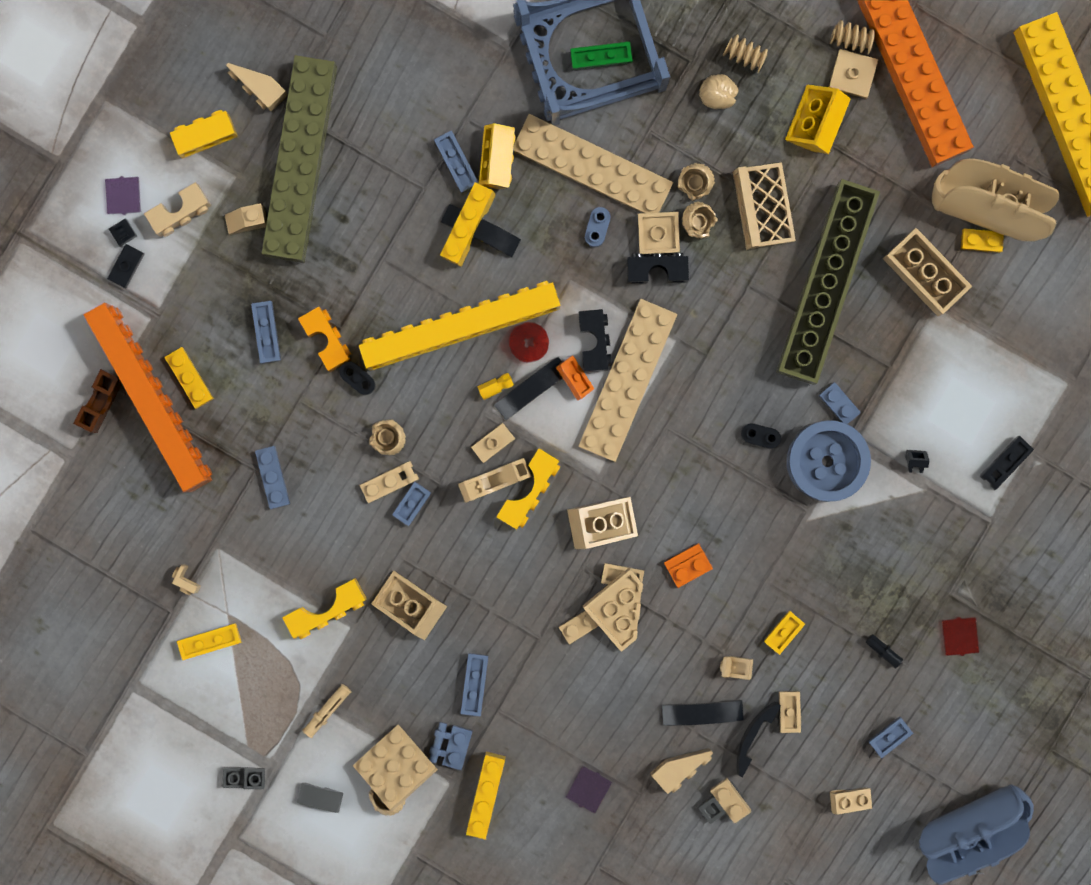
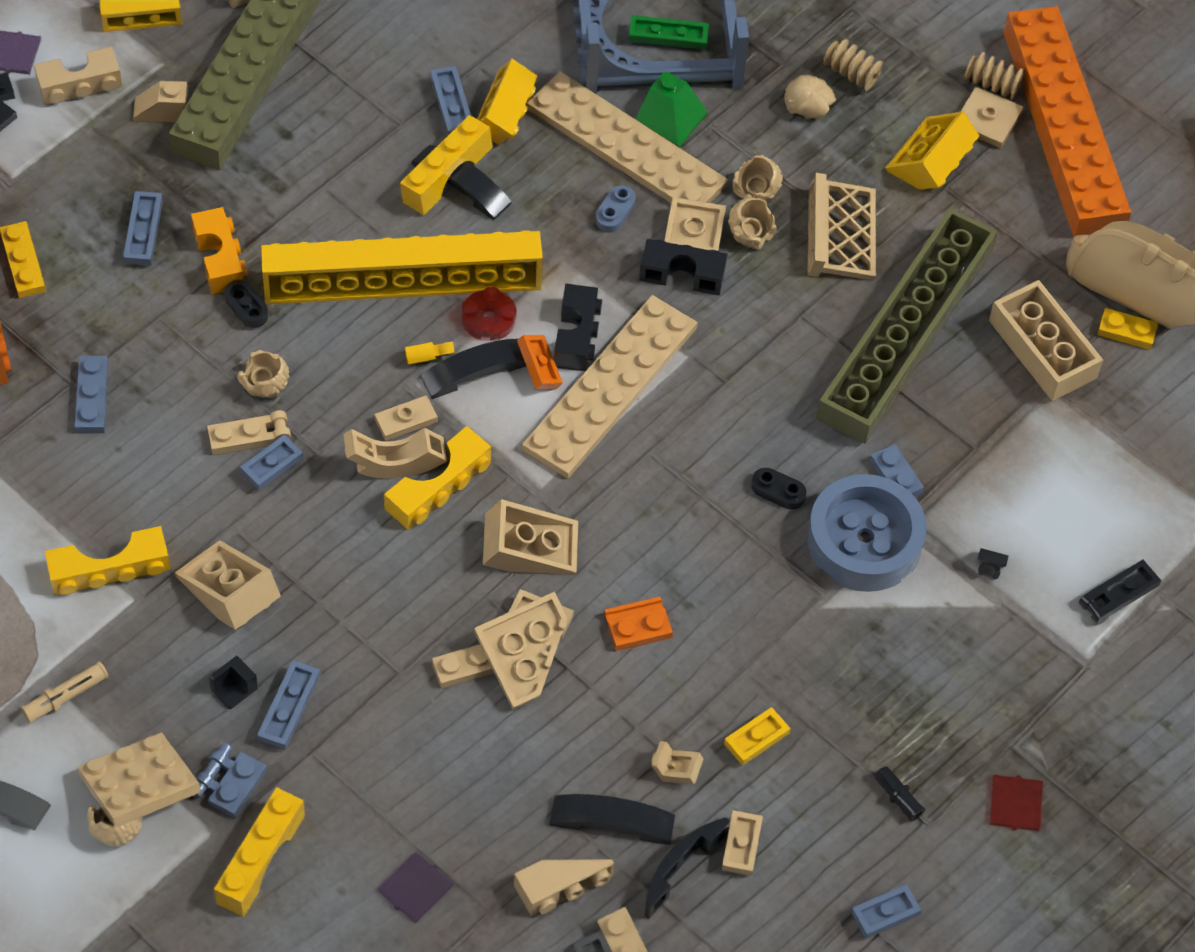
camera: 10 degrees right, 30 degrees down
(434, 677) = (233, 682): none -> black panel
(619, 130) = (671, 109): none -> green slope

